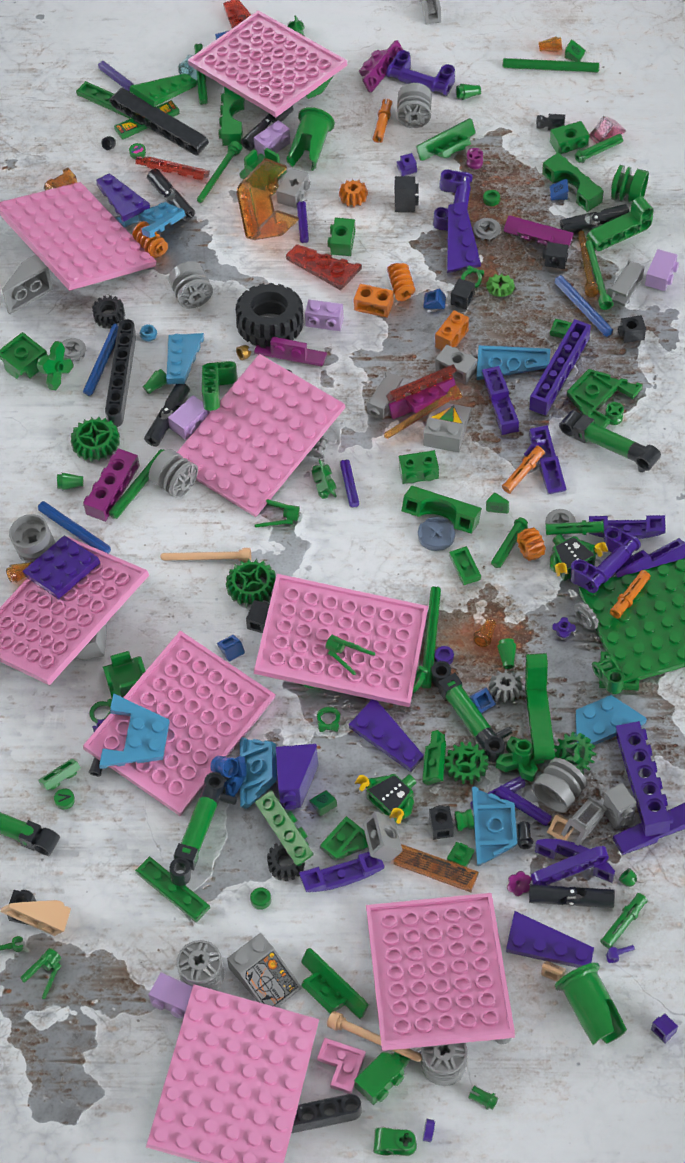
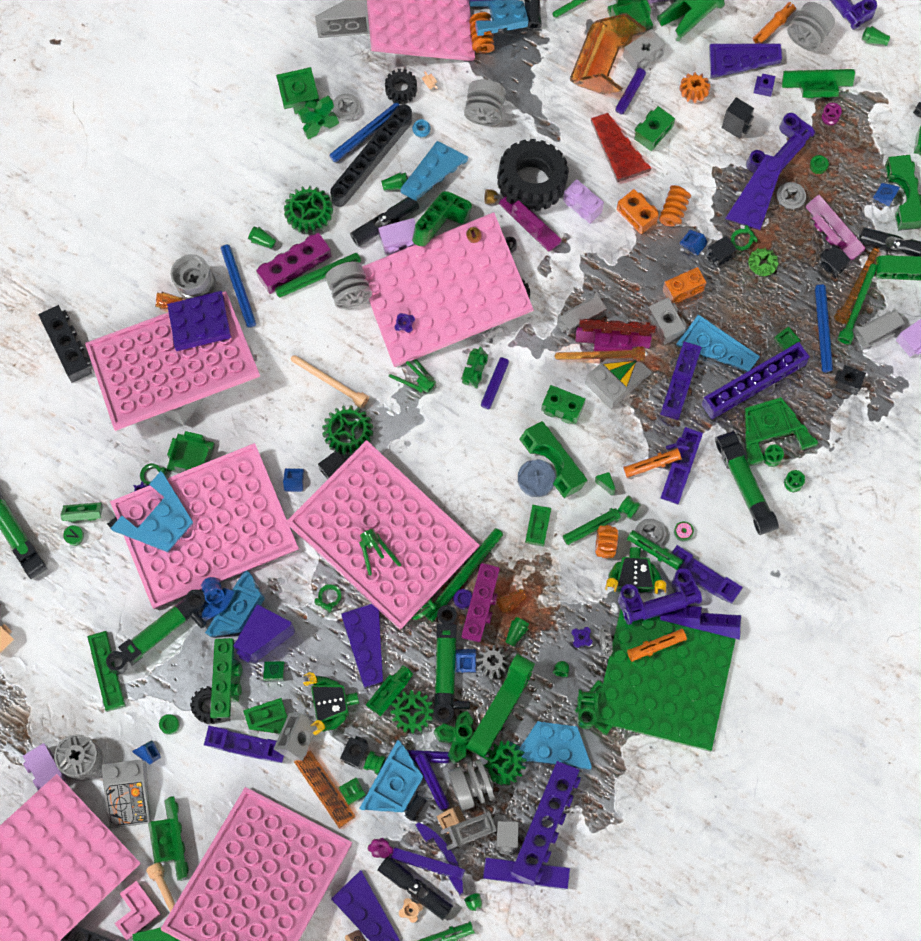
camera: 30 degrees right, 15 degrees up
(130, 295) = (429, 80): none -> light nougat plate
(242, 469) = (409, 319): none -> dark purple plate
(253, 379) = (469, 235): none -> pearl gold hinge
(257, 927) = (147, 752): none -> blue slope
(371, 157) = (736, 58): none -> dark purple wing
(463, 644) = (481, 602): none -> magenta bracket
(529, 511) = (629, 507): none -> green wheel
(565, 660) = (561, 669): none -> green hinge
(580, 911) = (412, 916): none -> light nougat plate
(585, 506) = (683, 531): none -> tile
(645, 422) = (796, 477): none -> green wheel

